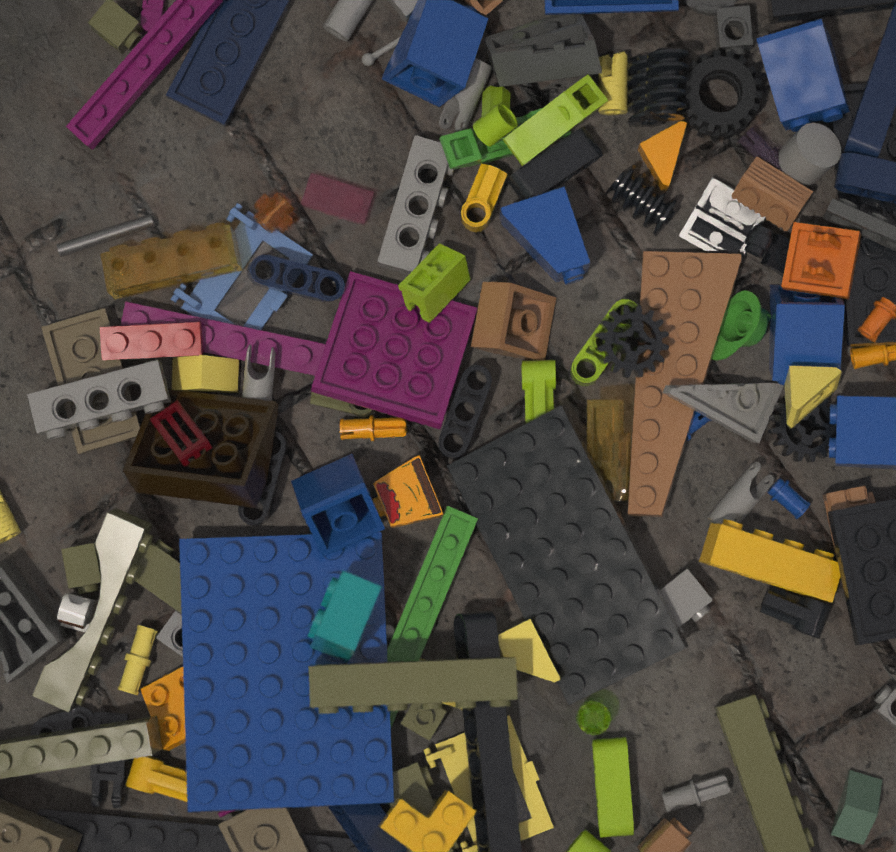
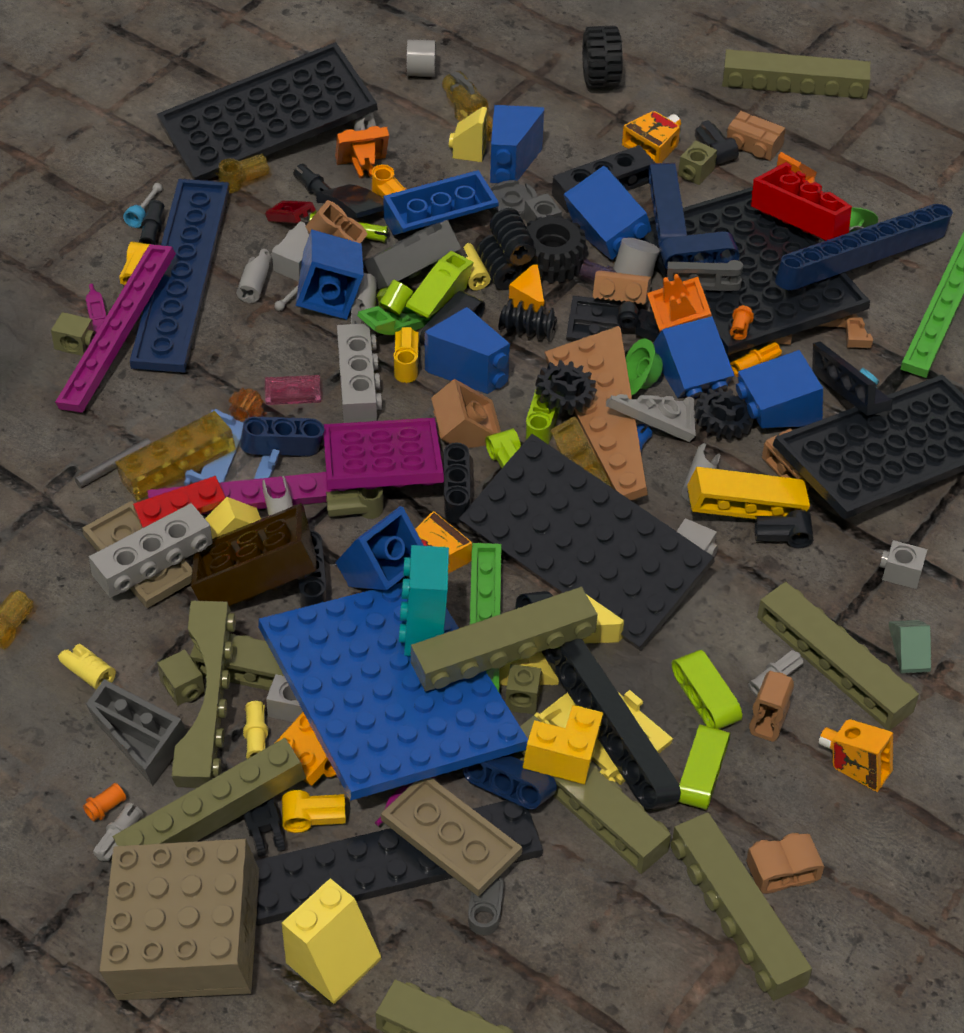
camera: 30 degrees left, 35 degrees down
(76, 611) = (187, 701): white leg -> none
(192, 449) = (230, 545): dark red tile -> none
(372, 428) = (380, 514): light orange axle -> none
(435, 281) = (395, 401): lime hinge -> none
(593, 722) = (664, 646): clear neon green wheel -> none
(788, 498) = (736, 462): blue pin -> none
(808, 388) = (713, 377): light yellow slope -> none

